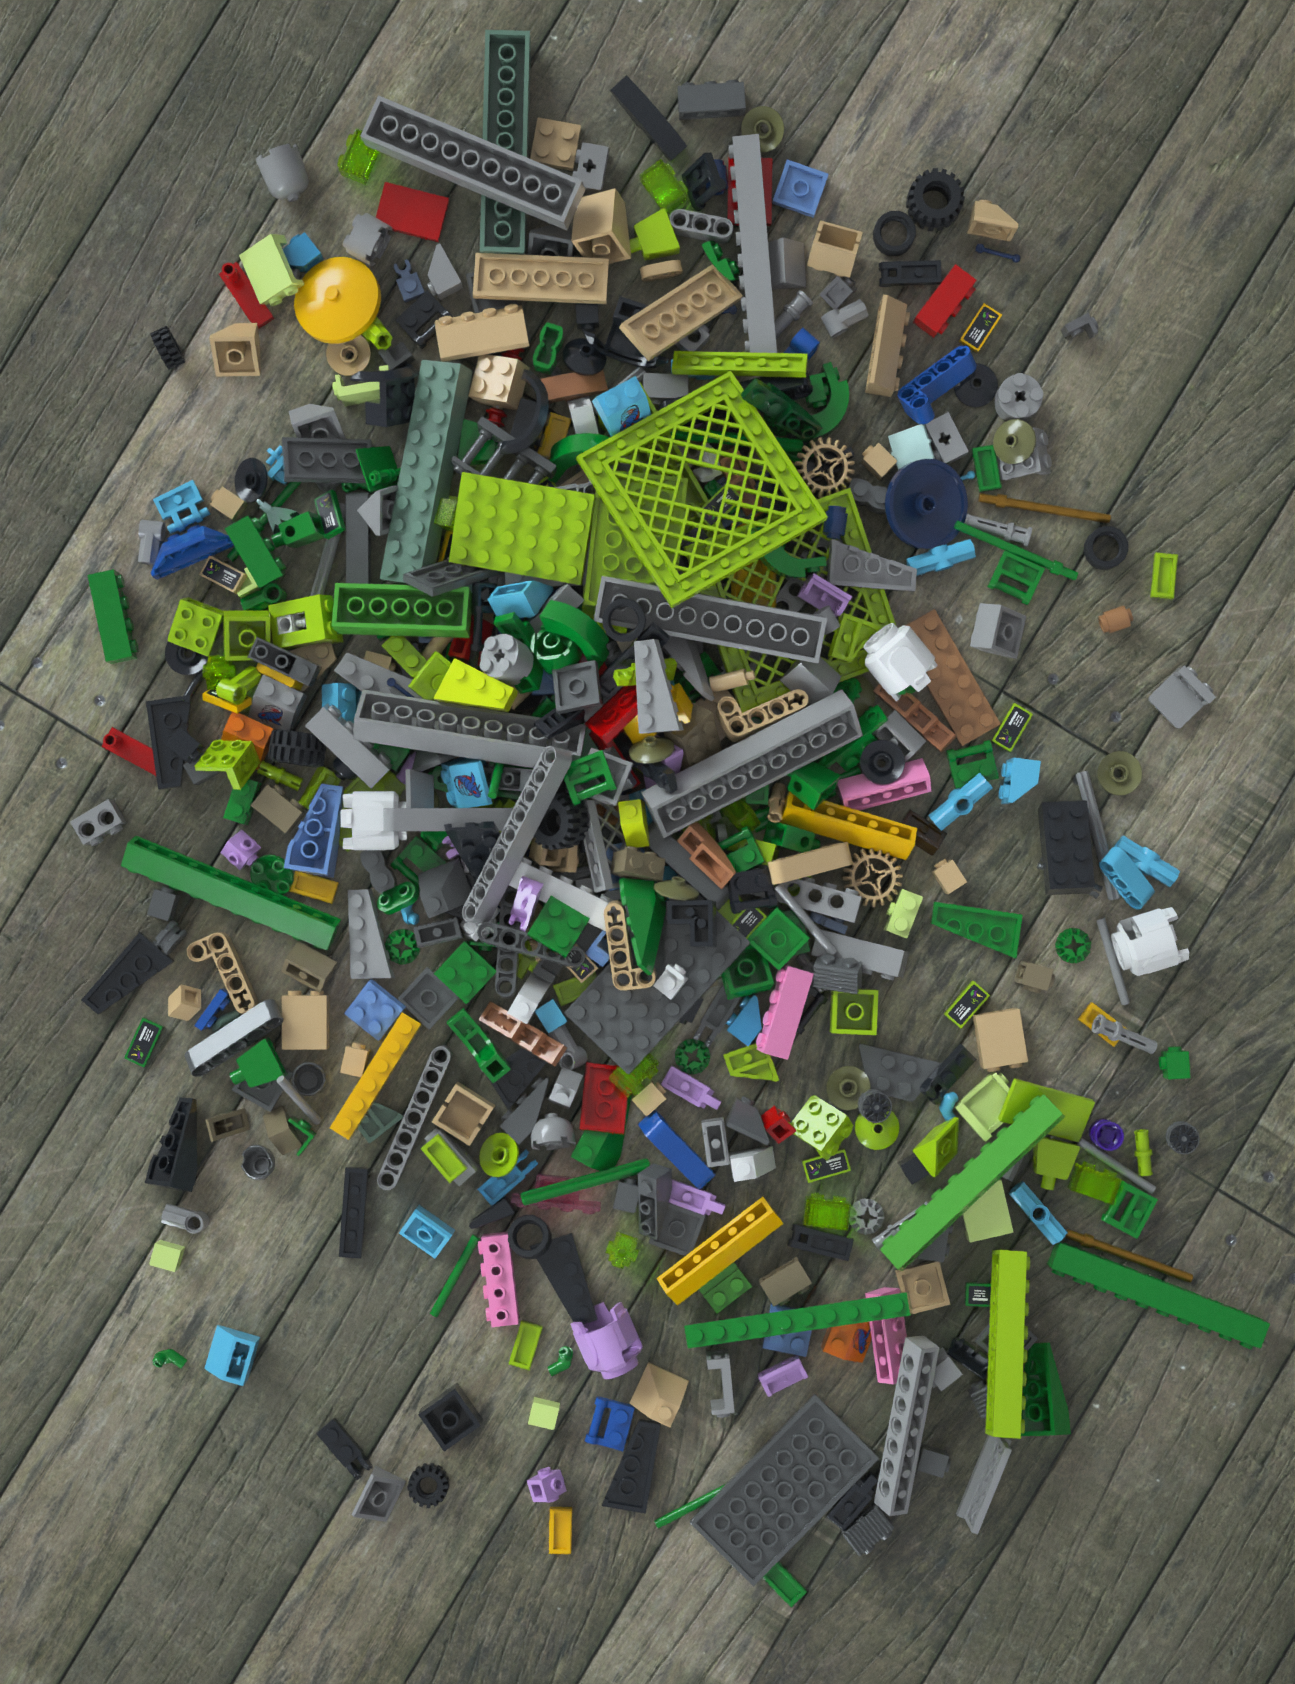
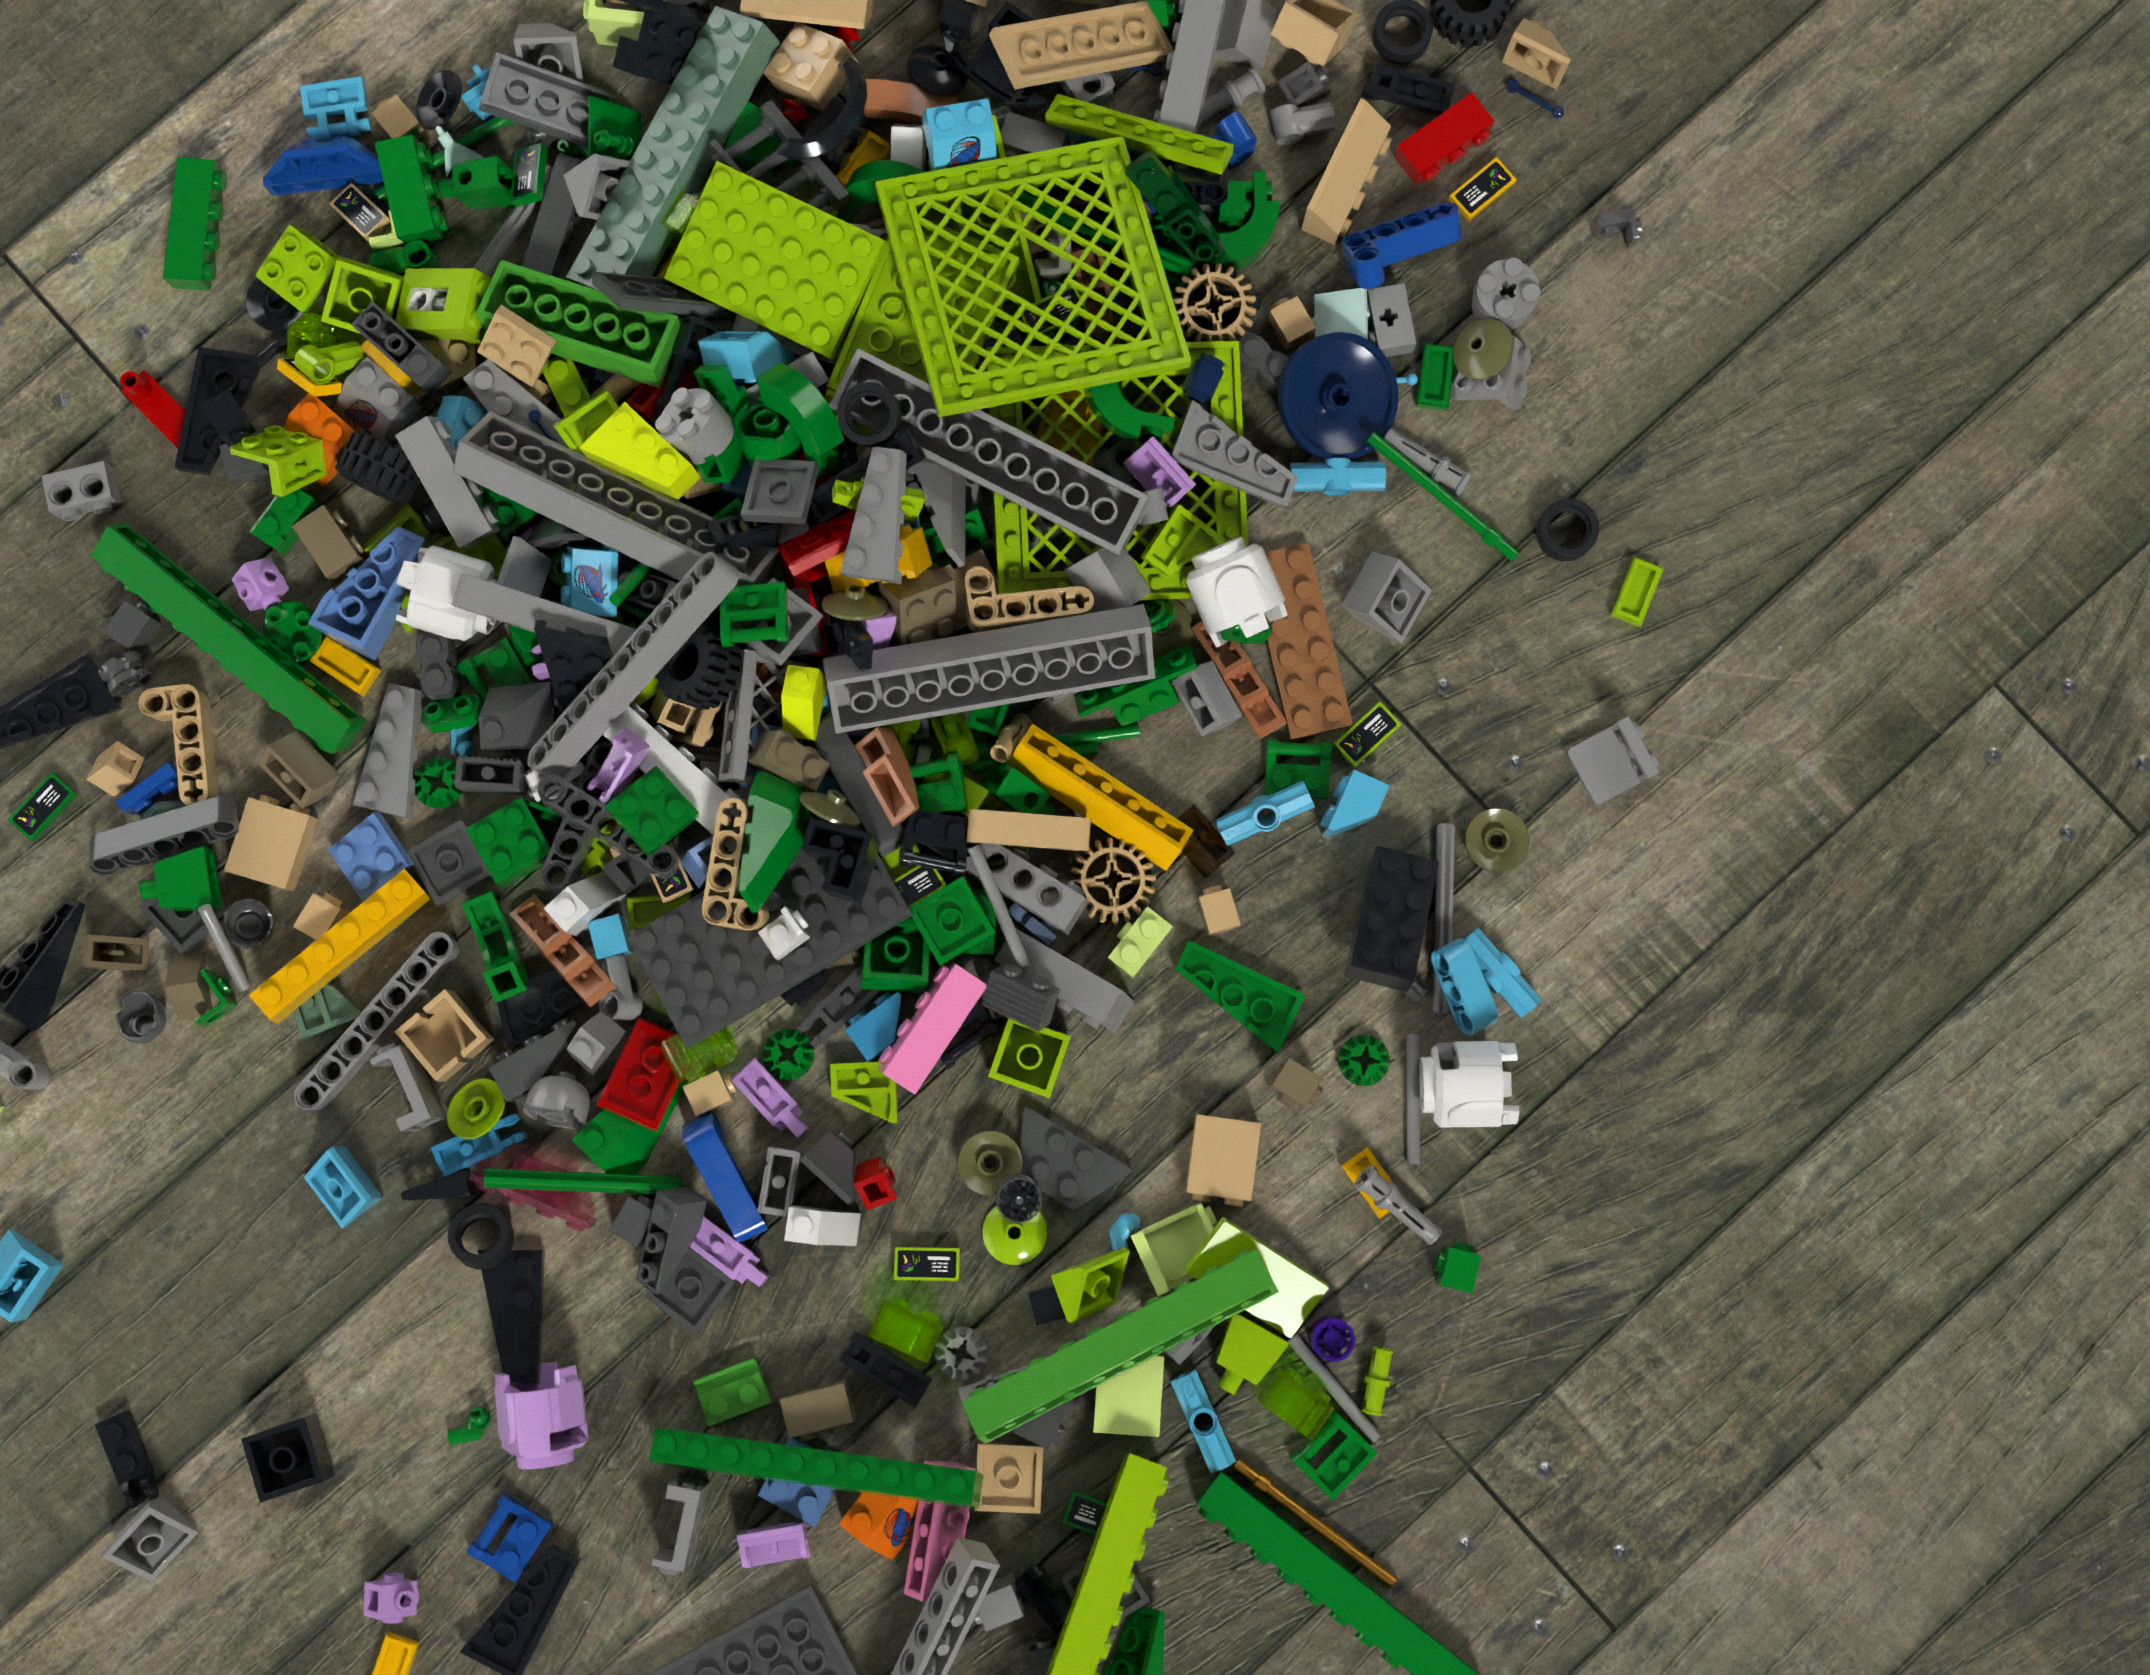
camera: 20 degrees right, 5 degrees down
(151, 536) = (281, 132): light grey piece -> none
(280, 775) = (348, 501): lime pin -> none
(353, 1212) = (249, 1128): black plate -> none
(365, 639) = (516, 345): none -> tan plate
(428, 1498) = (246, 1547): black tyre -> none
(444, 1158) = (392, 1084): lime tile -> none
(454, 1275) = (361, 1261): green bar -> none
(499, 1279) = (420, 1286): bright pink brick -> none
(525, 1345) = (428, 1389): lime tile -> none
(544, 1413) = (420, 1493): yellowish green panel -> none
(546, 352) = (887, 47): green brick -> none
(622, 1242) = (614, 1289): clear neon green brick -> none
(659, 1394) = (592, 1516): tan slope -> none
(719, 1251) = (739, 1337): yellow brick -> none
(731, 680) = (995, 547): tan cylinder -> none
(813, 784) = (1067, 724): green torso -> none
(822, 1126) = (937, 1206): lime bracket -> none
(869, 794) = (1167, 759): bright pink brick -> none
(885, 751) = (1179, 711): black dish -> none
(947, 1074) = (1134, 1185): black plate -> none
(966, 1004) = (1191, 1097): tile -> none
(981, 395) = (1453, 277): black dish -> none
(1001, 501) = (1442, 425): pearl gold bar -> none
(1019, 571) = (1439, 525): green plate -> none
(1115, 619) = (1552, 630): medium nougat brick -> none
(1182, 1137) = (1438, 1376): dark grey wheel -> none

